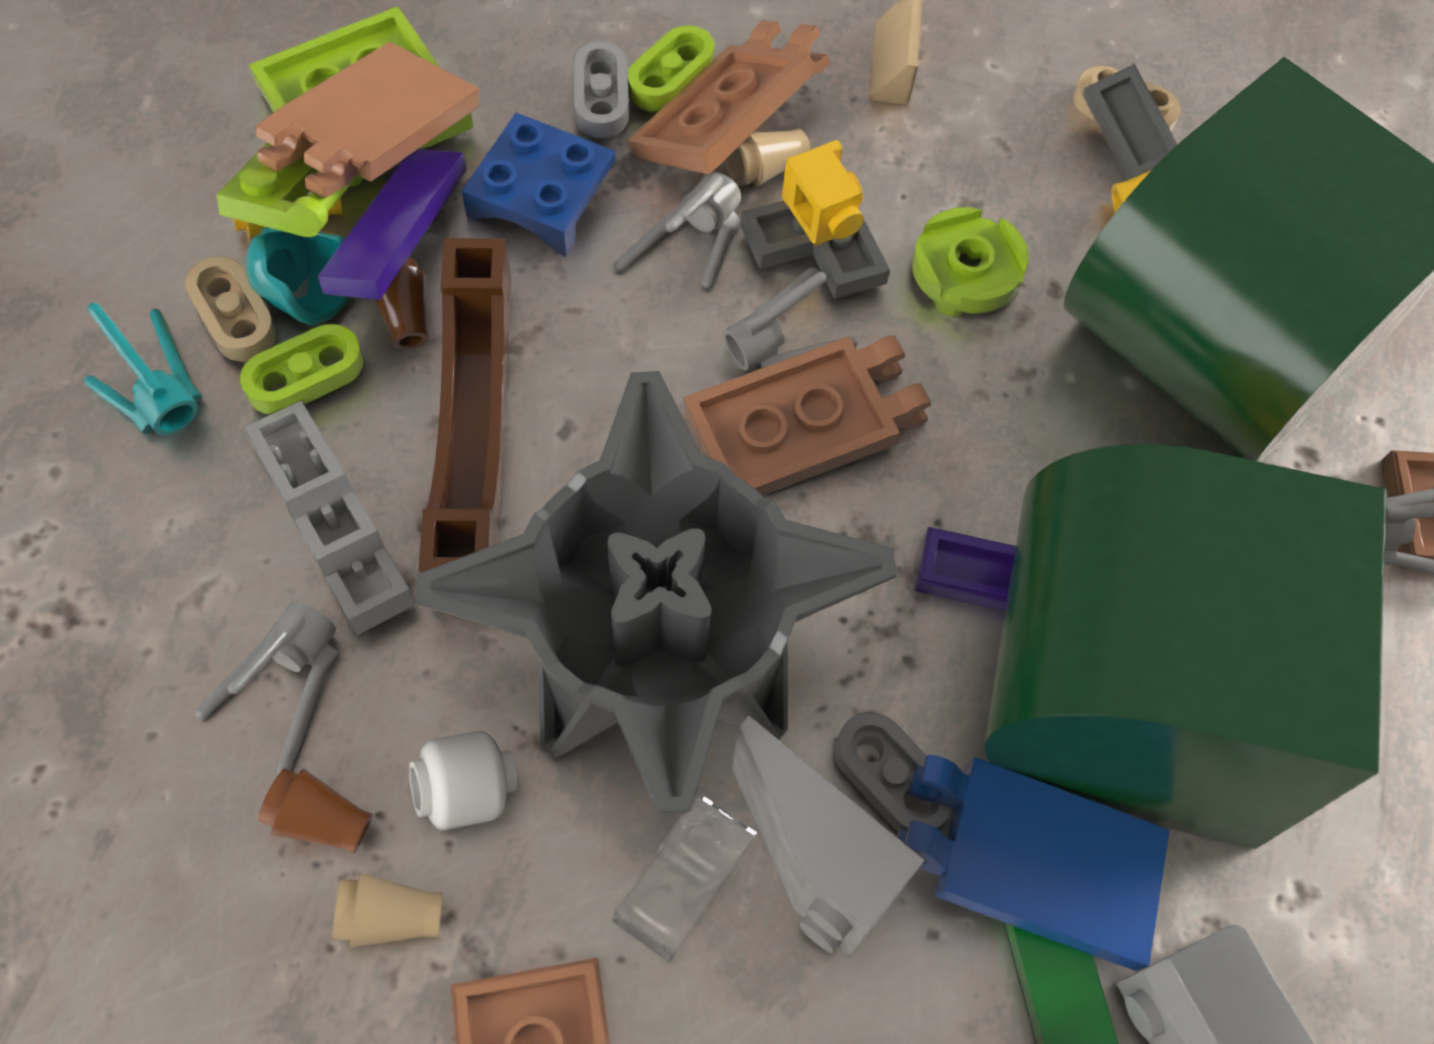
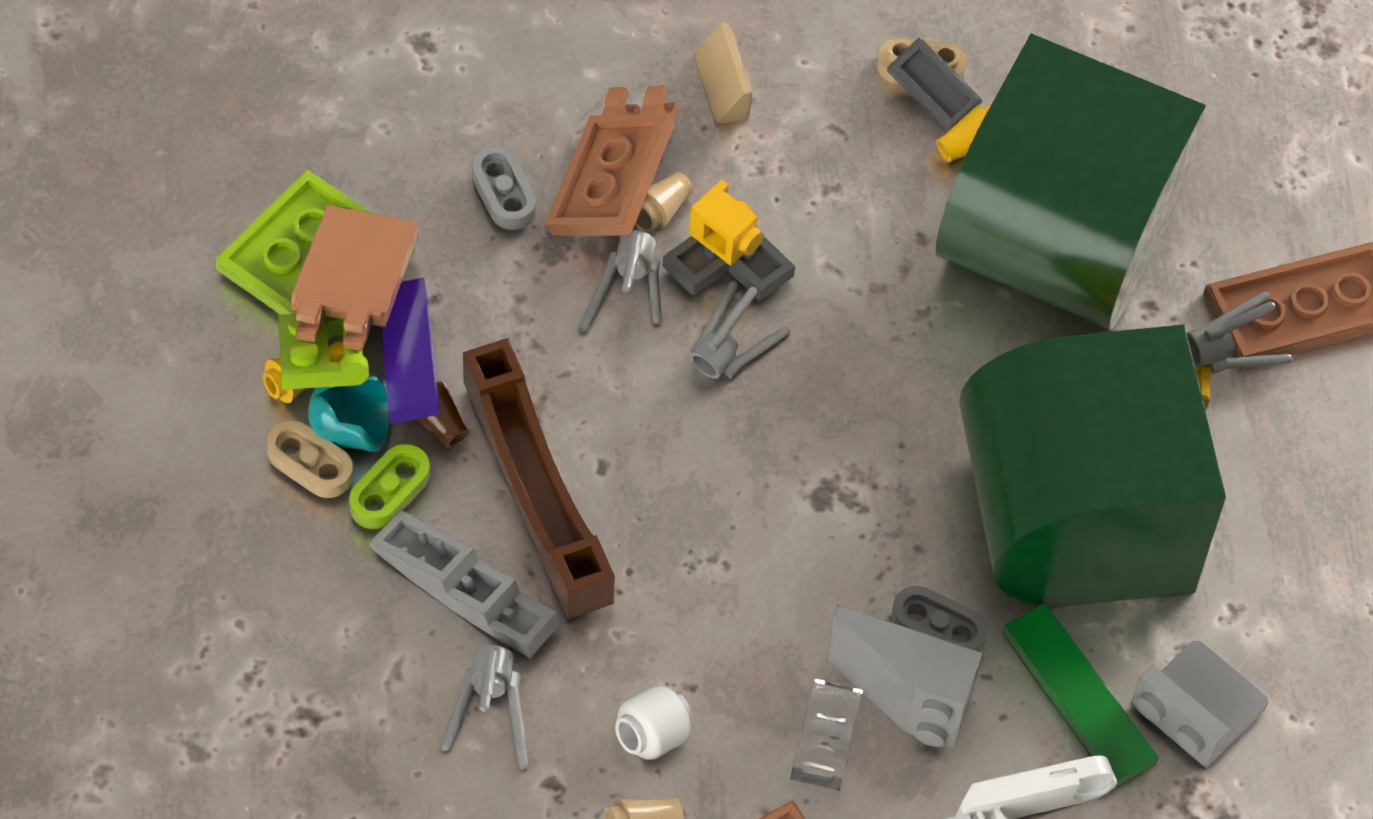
camera: 20 degrees left, 5 degrees down
(160, 399) = (298, 541): teal plant -> none
(312, 812) = (563, 777): dark orange cone -> none
(538, 180) = (493, 280): blue piece -> none
(657, 596) = (743, 547): dark grey piece -> none
(669, 66) = (549, 154): lime plate -> none
(806, 413) = (774, 400): nougat tile -> none
(965, 568) = (935, 470): dark purple tile -> none
(966, 288) = (847, 261): lime plate -> none
(1042, 858) = (1054, 638): blue tile -> none

